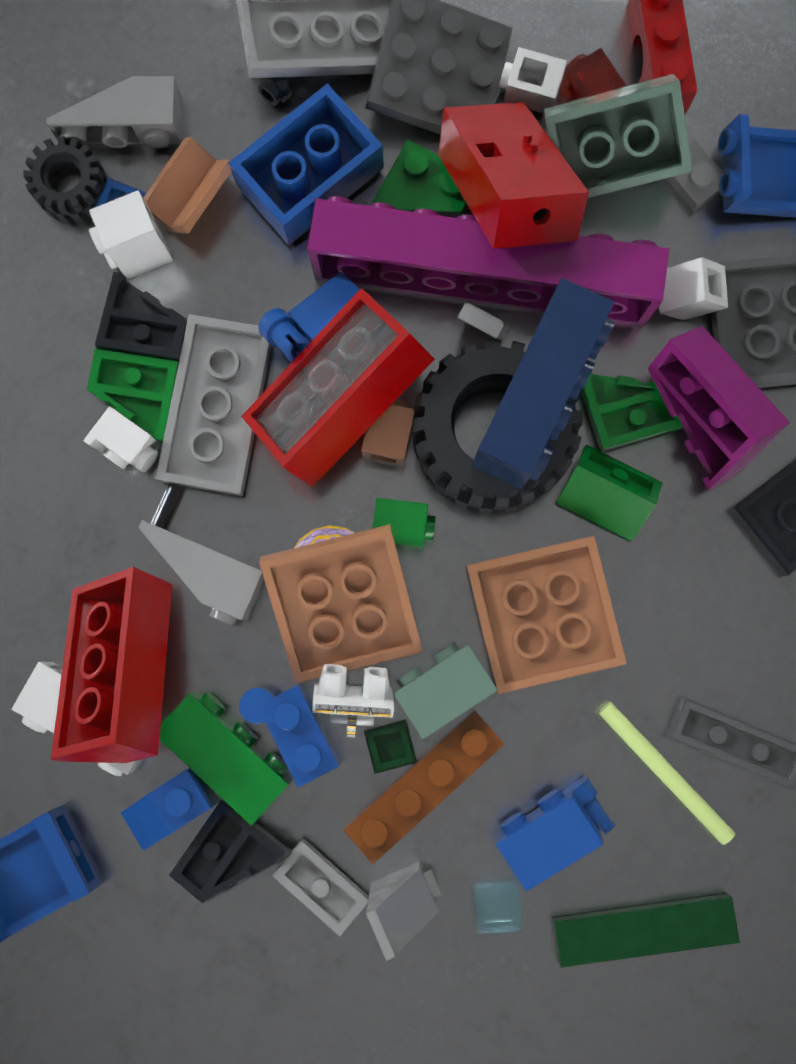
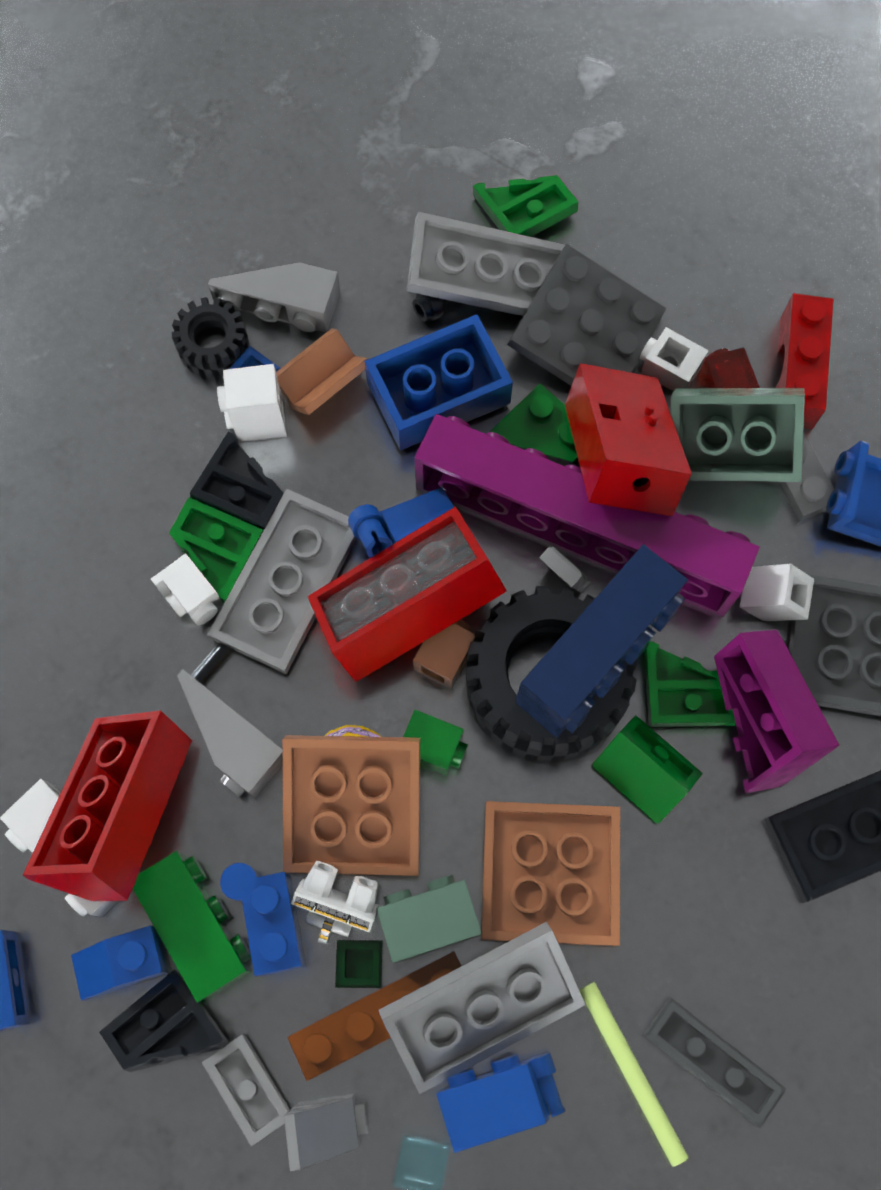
camera: 10 degrees right, 10 degrees down
(515, 755) = (482, 1007): none -> light grey plate

